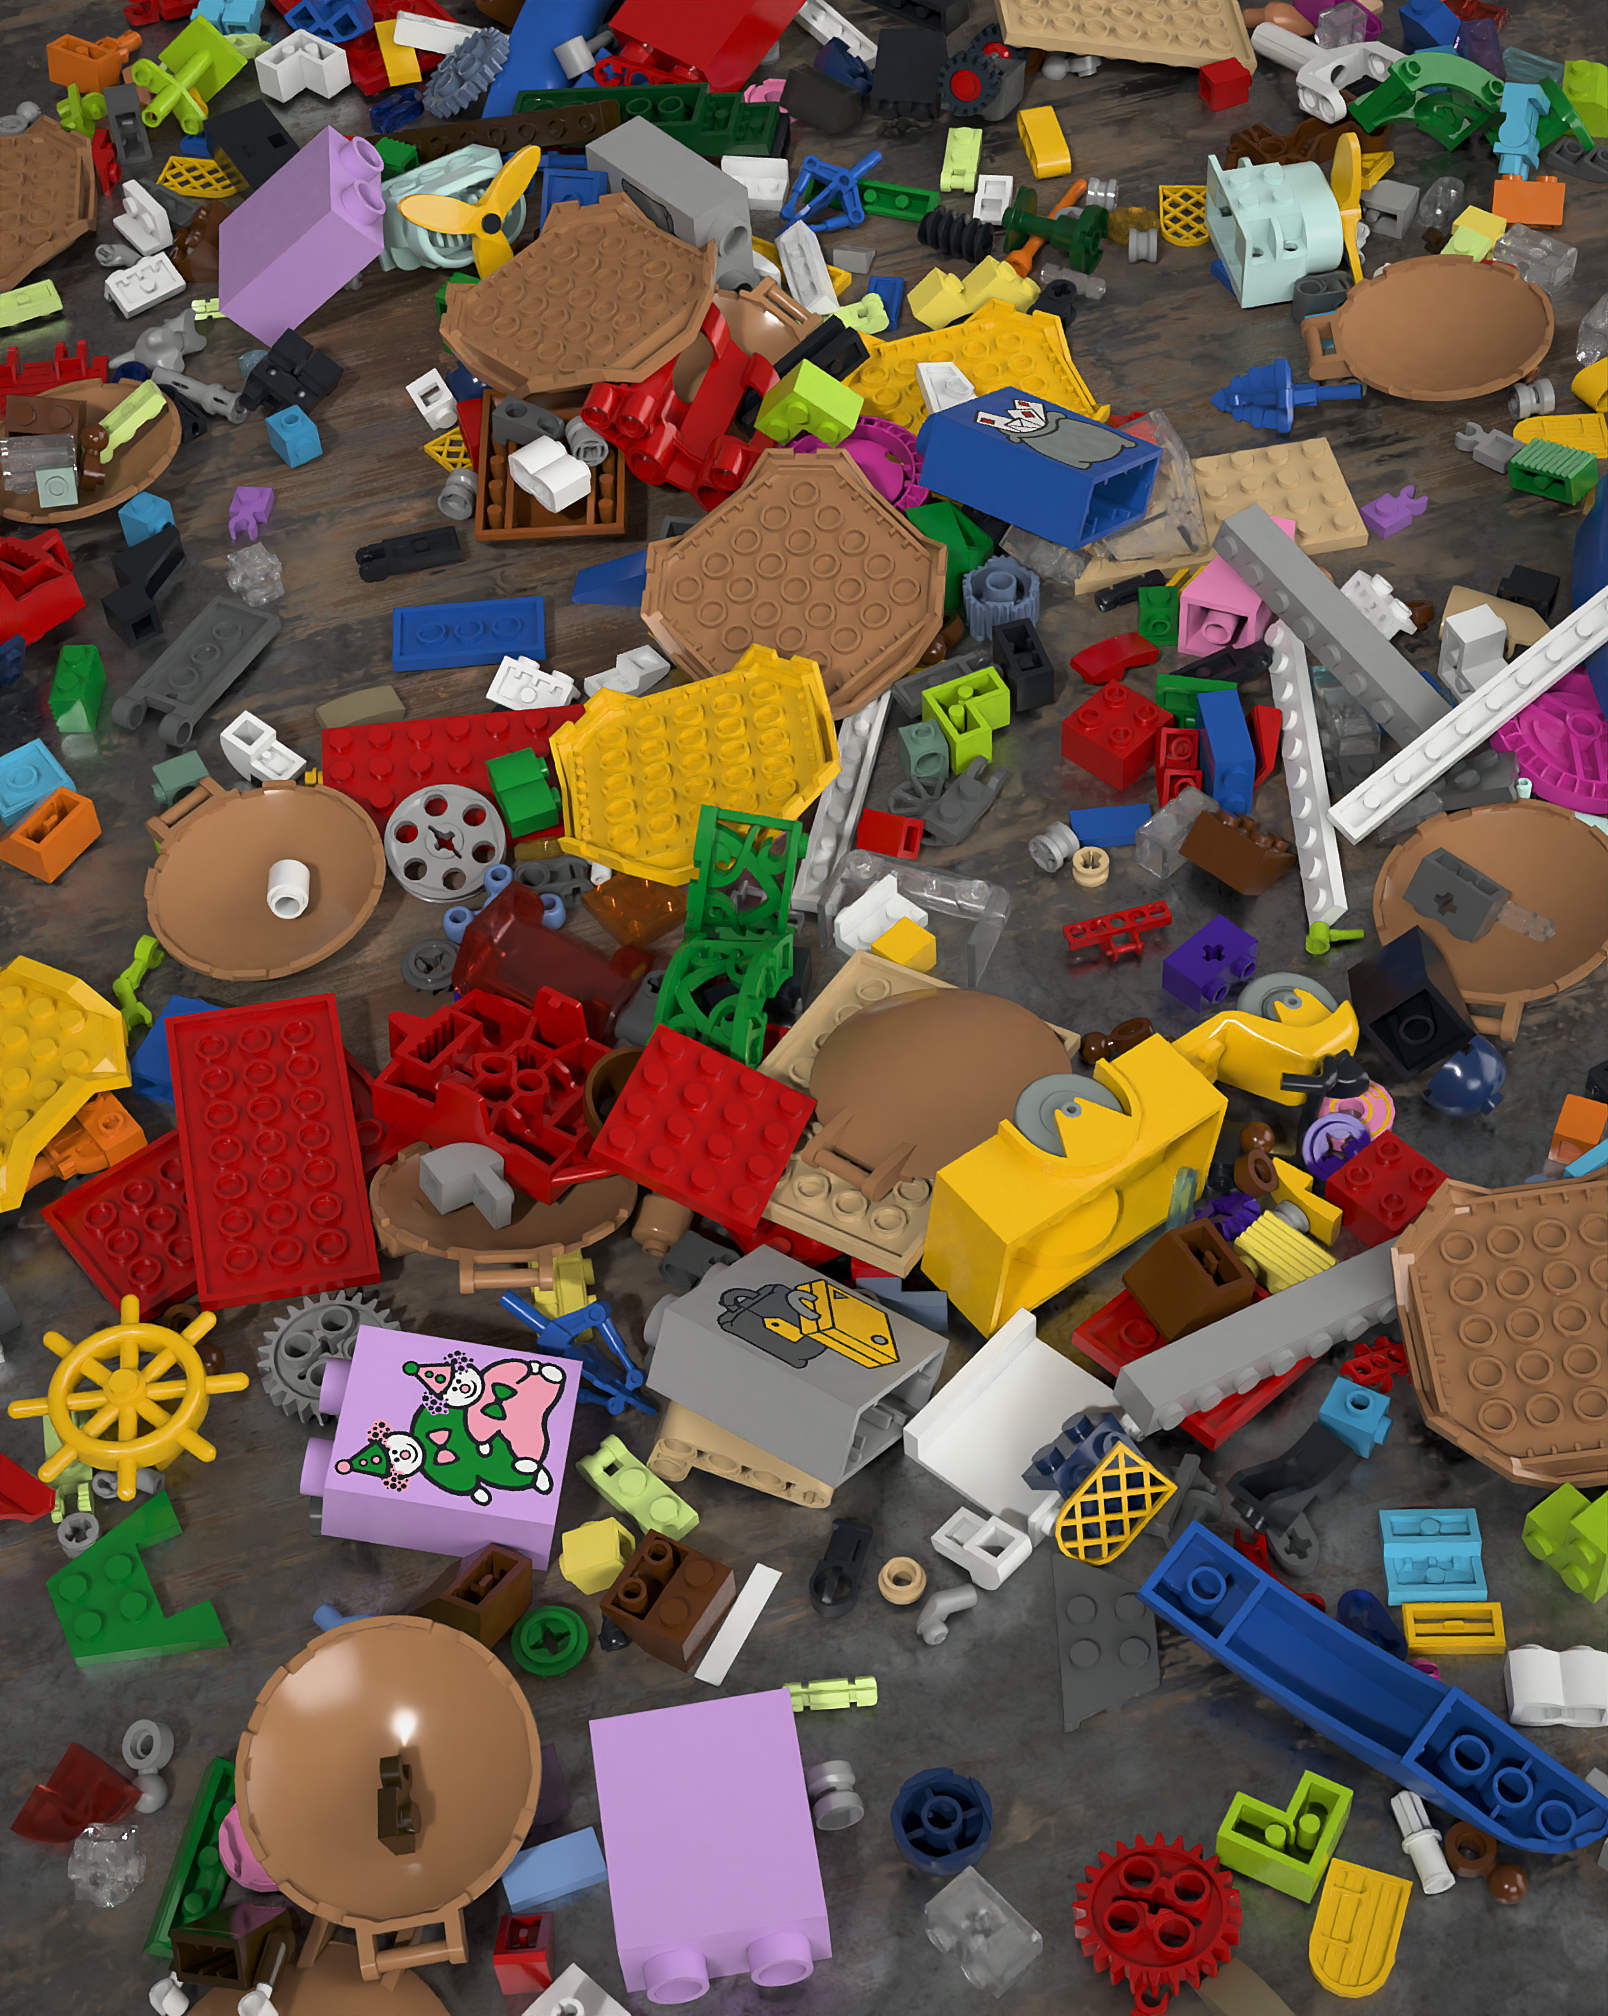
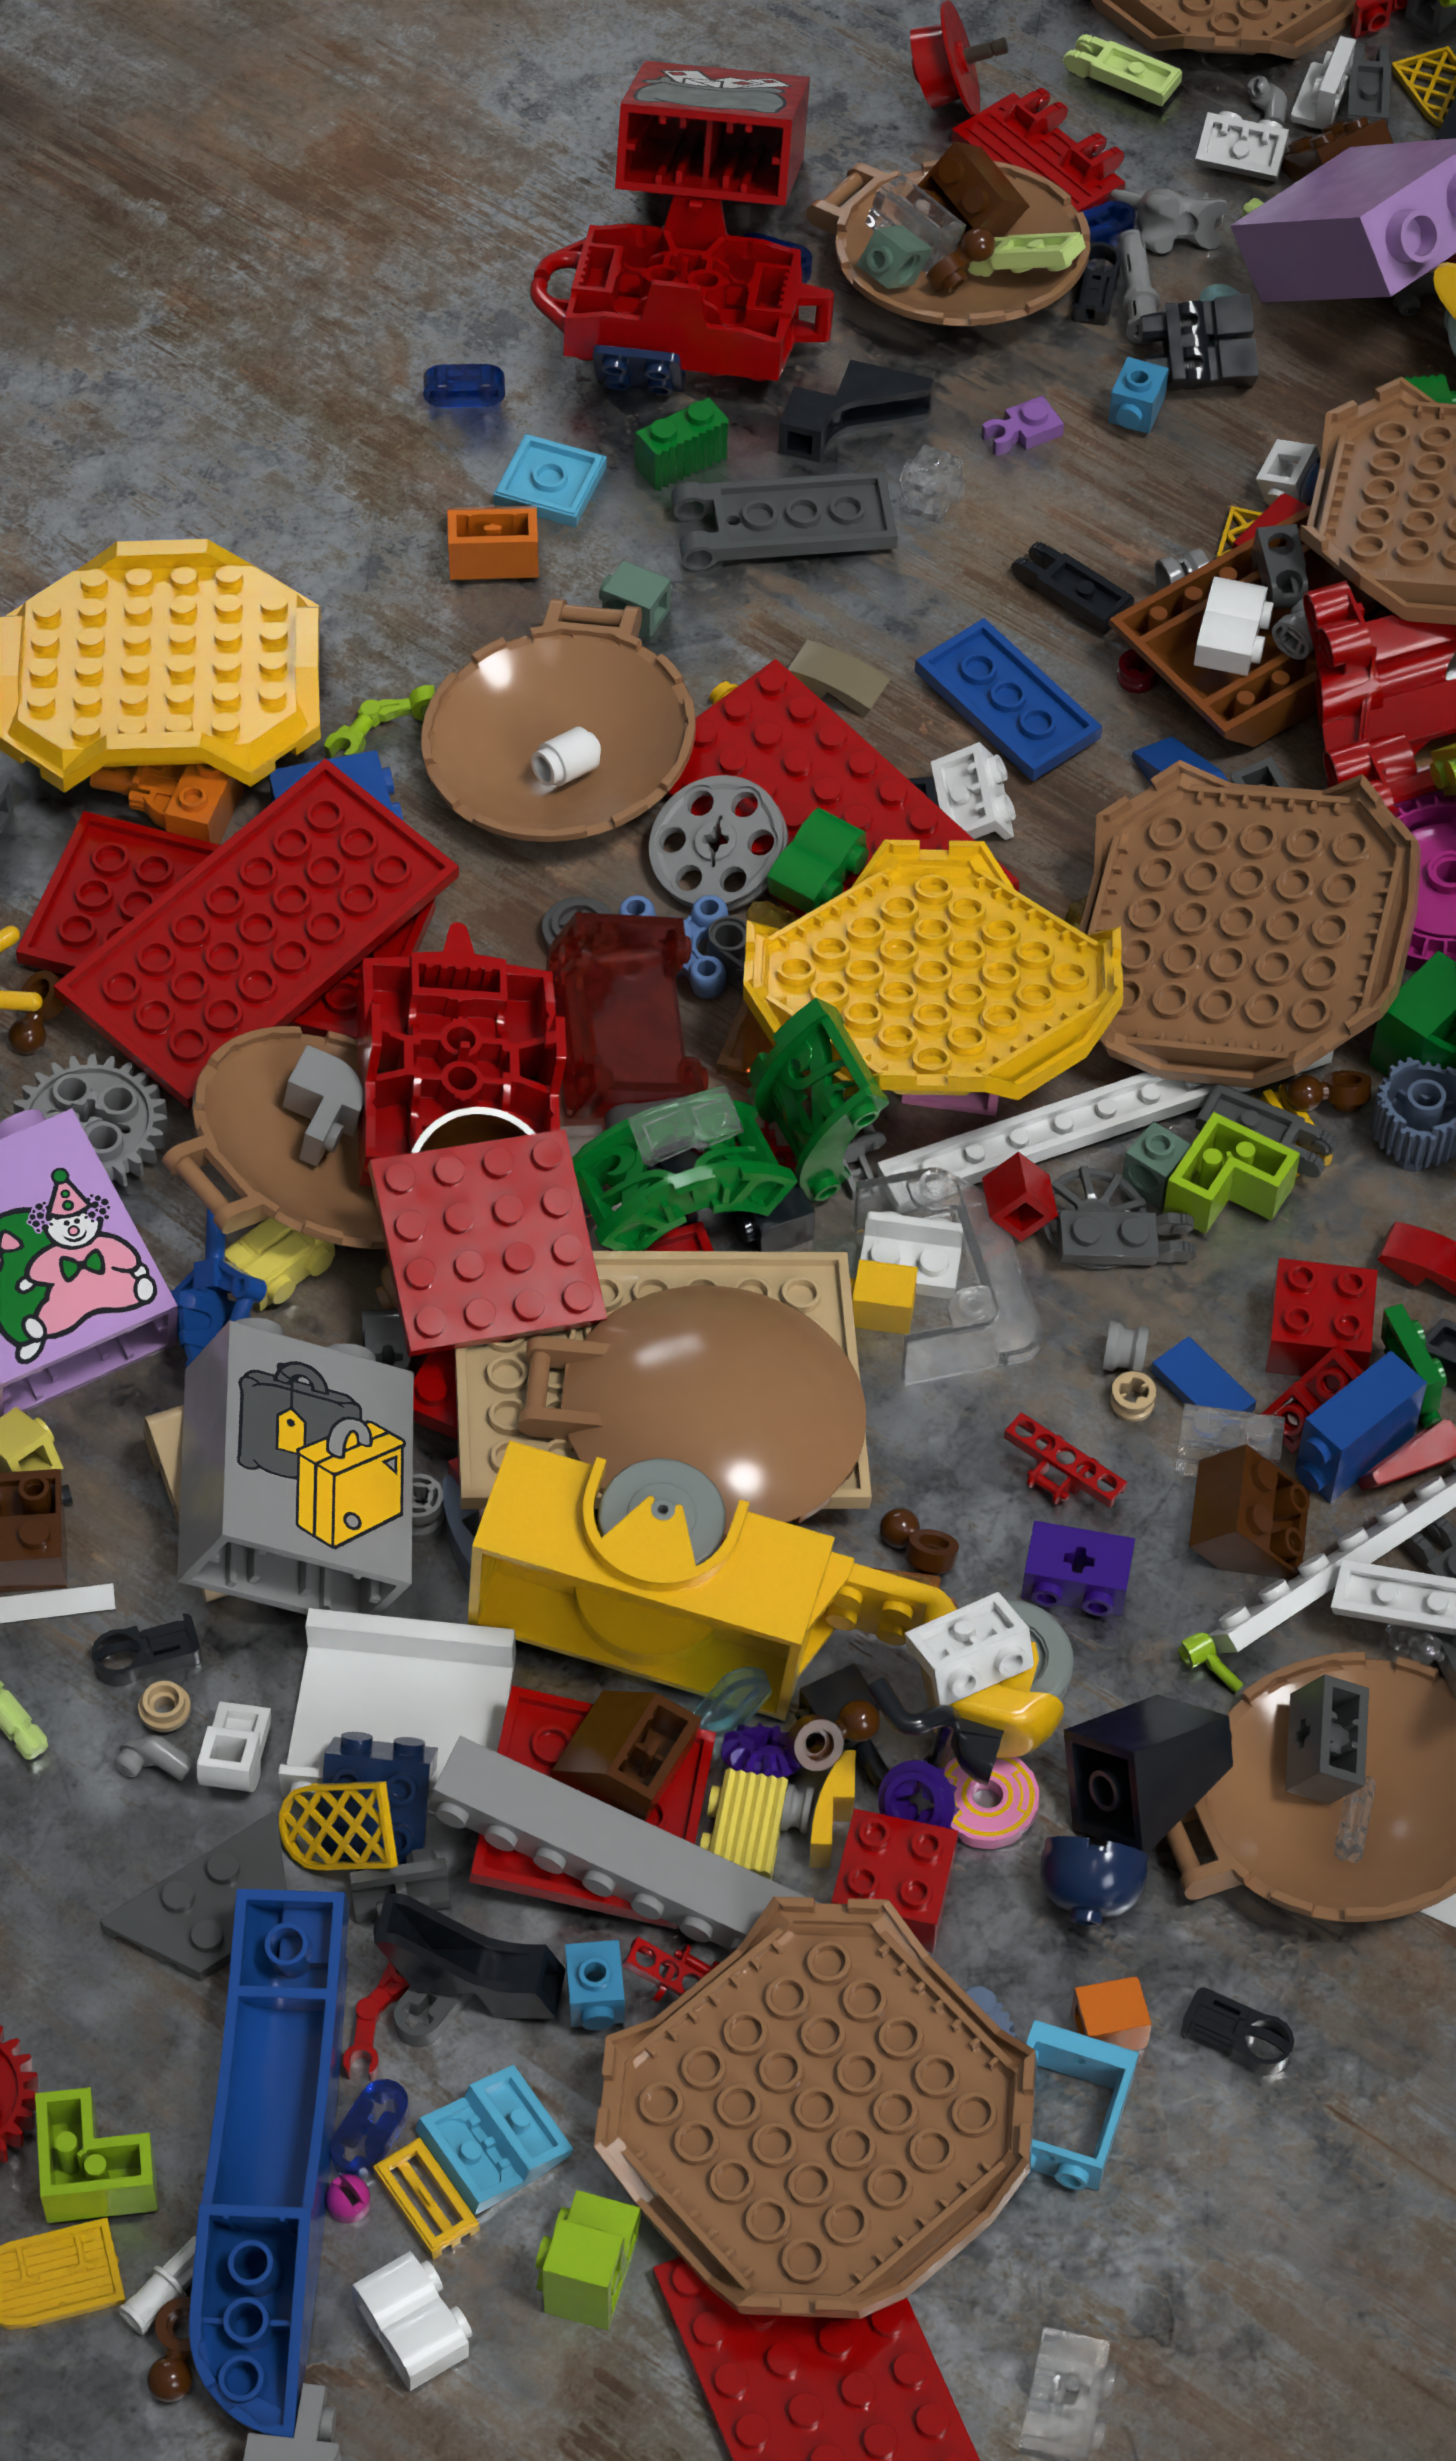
camera: 50 degrees right, 5 degrees up
(145, 517) = (931, 354): dark azure brick -> none
(256, 752) = (715, 633): white brick -> none
(509, 559) = (1132, 679): none -> dark red bush
(633, 673) = (1054, 861): white slope -> none
(637, 1491) = (115, 1446): yellowish green plate -> none
(699, 965) = (685, 1124): none -> clear slope
(1025, 664) = (1344, 1182): black brick -> none
(1288, 1013) = (972, 1648): none -> white bracket

